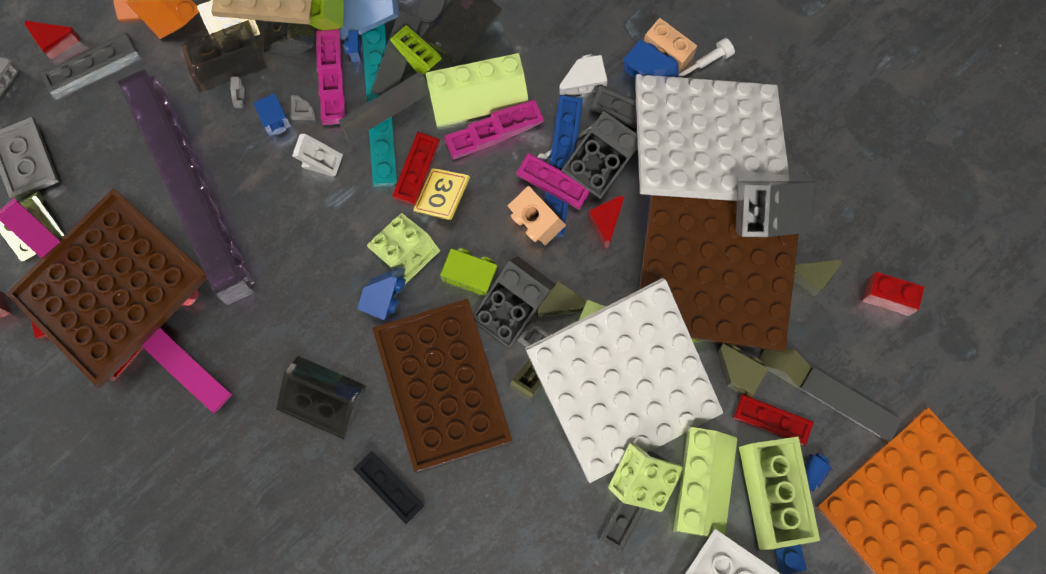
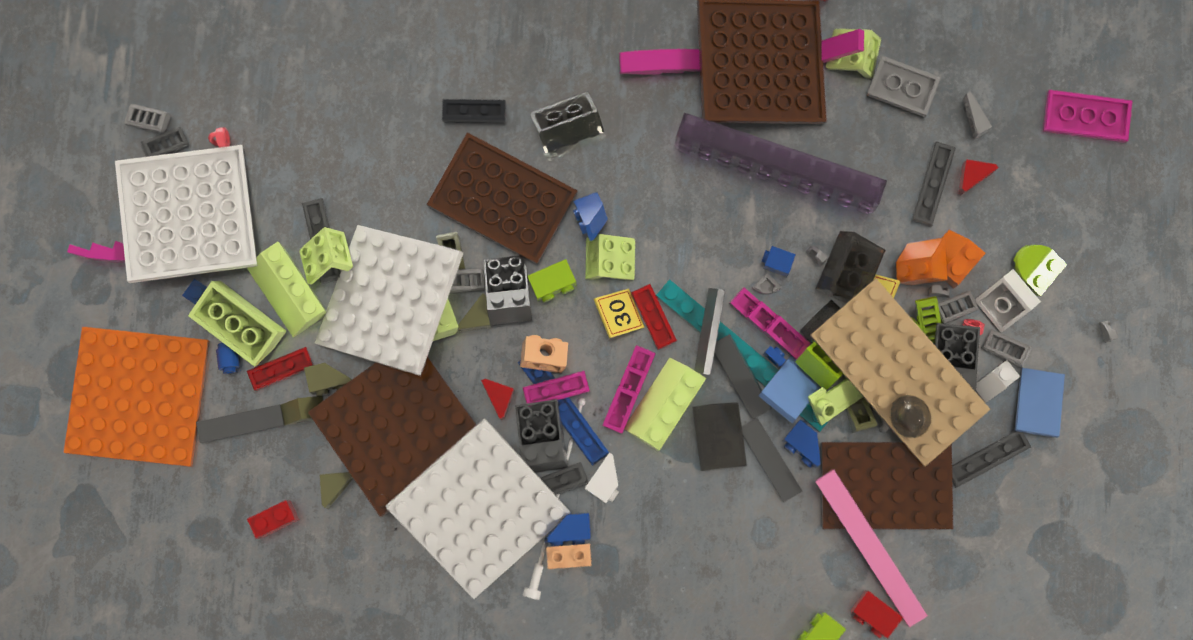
camera: 140 degrees right, 5 degrees up
(316, 155) = (721, 262): white slope -> none
(410, 54) = (715, 398): lime slope -> none
(774, 208) = (390, 485): dark grey slope -> none

